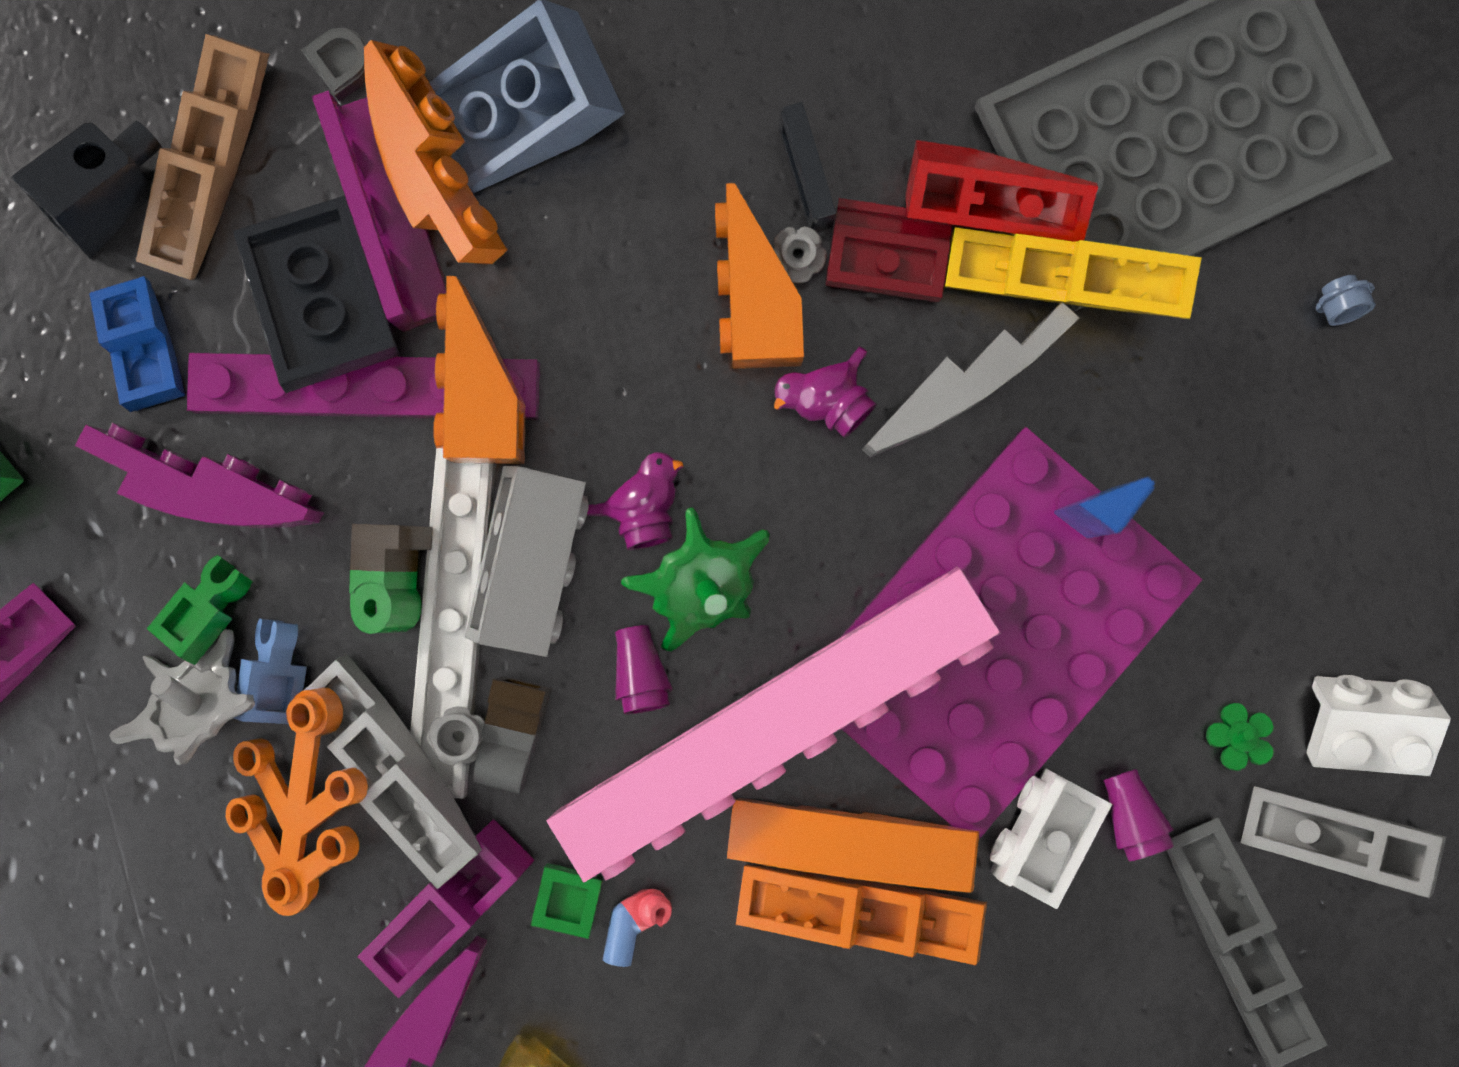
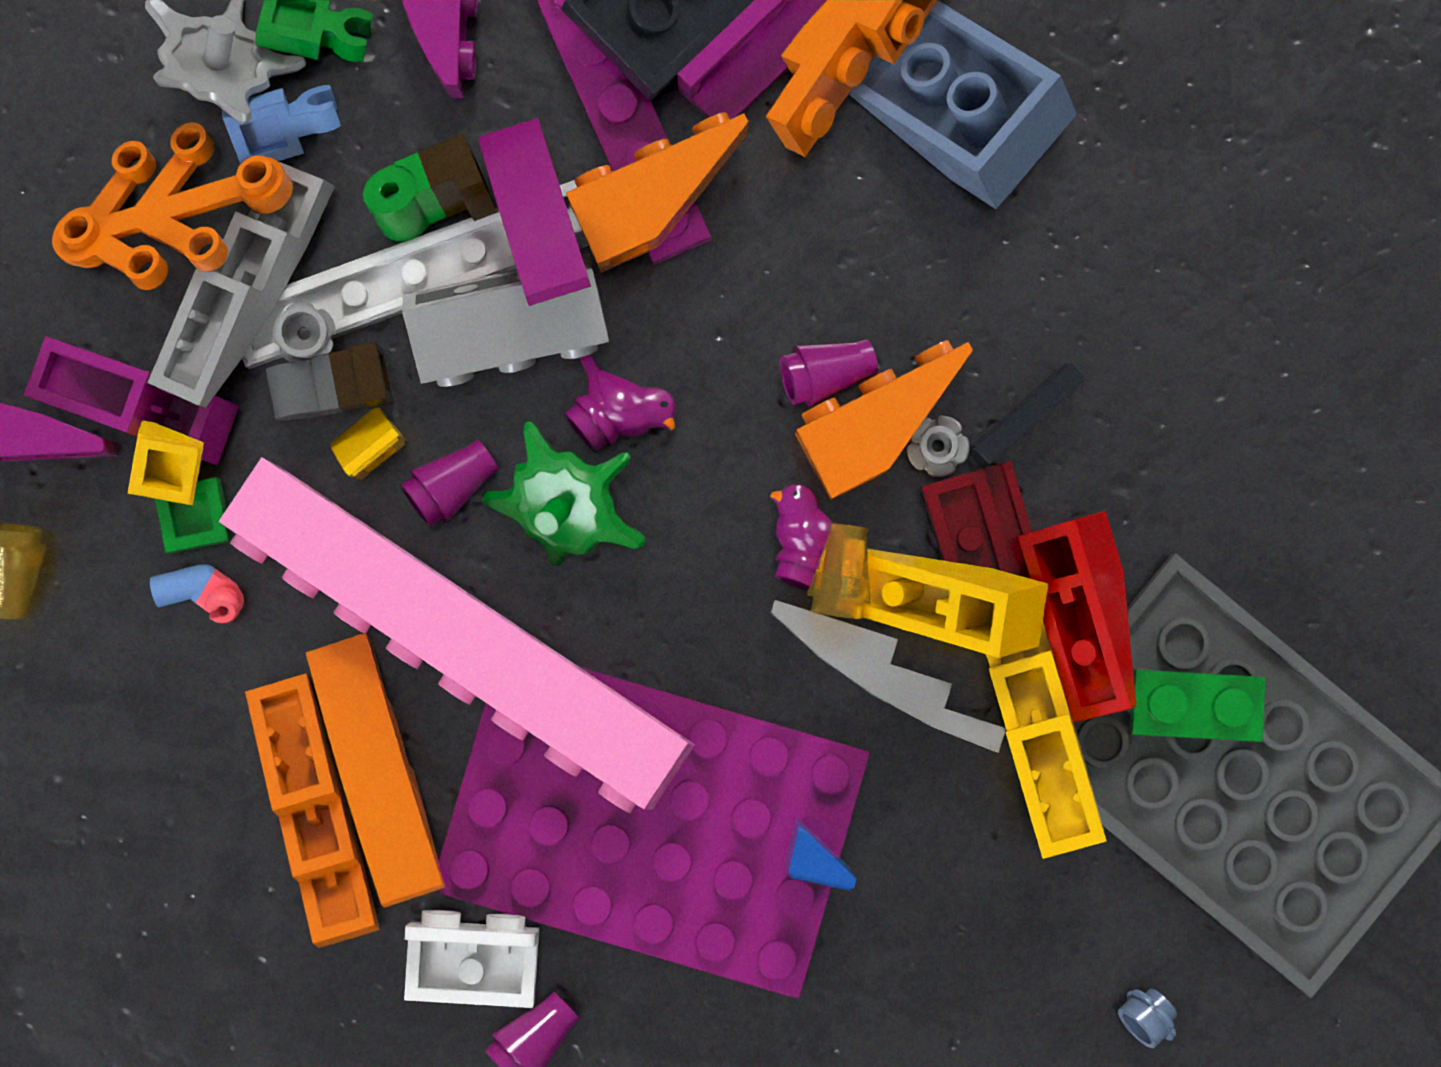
camera: 65 degrees right, 0 degrees up
(447, 493) = (533, 212): none -> magenta slope
(513, 906) = (165, 464): none -> yellow slope
(575, 726) = (367, 444): none -> yellow slope
(692, 319) = (824, 370): none -> magenta cone
(872, 377) = (842, 574): none -> clear yellow cone
(932, 303) = (956, 602): none -> yellow slope
(1115, 135) = (1198, 705): none -> green plate

